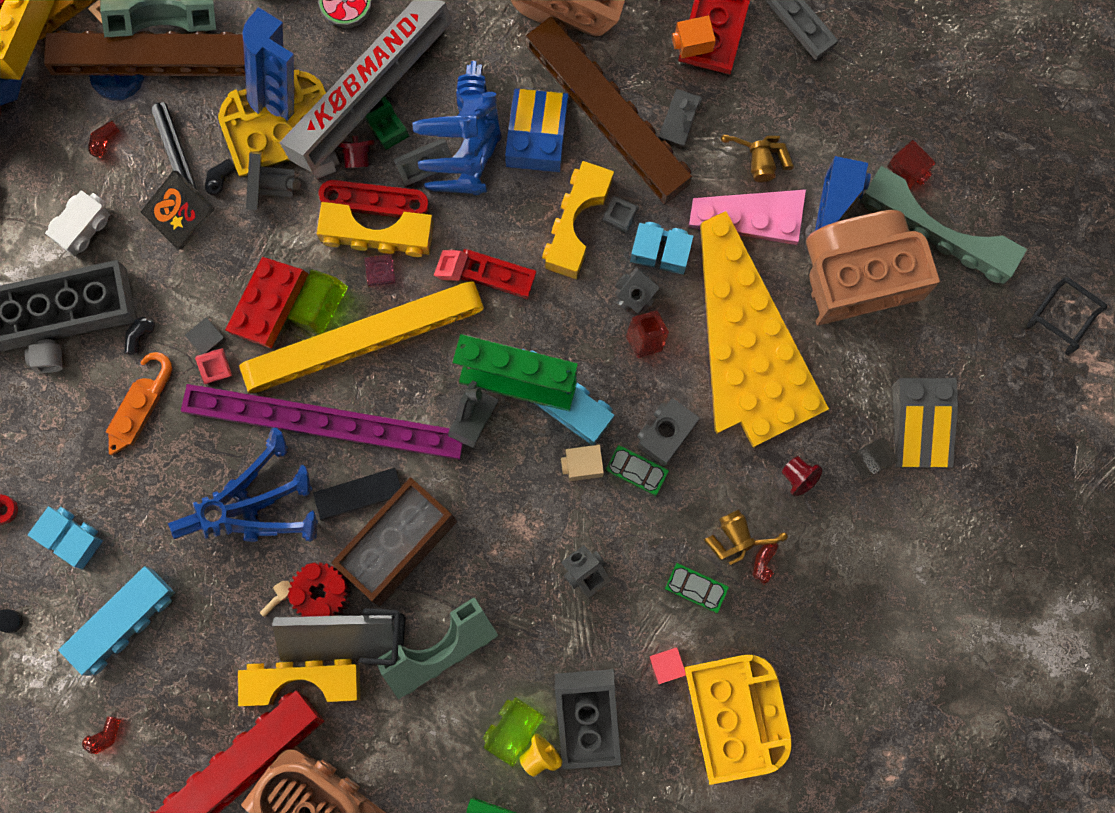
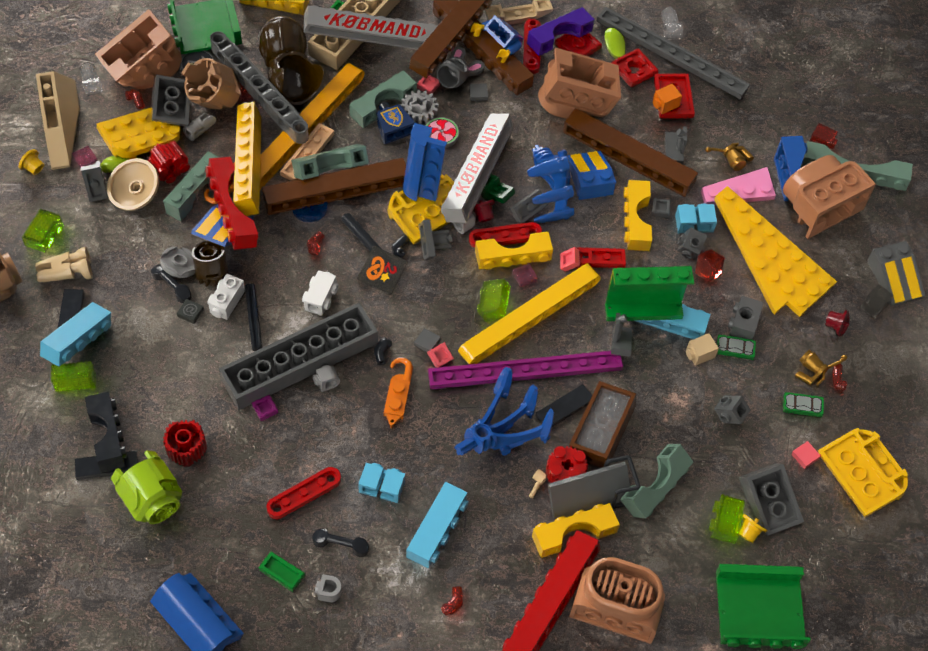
camera: 20 degrees left, 20 degrees down
(266, 302) = (461, 308): red plate -> none

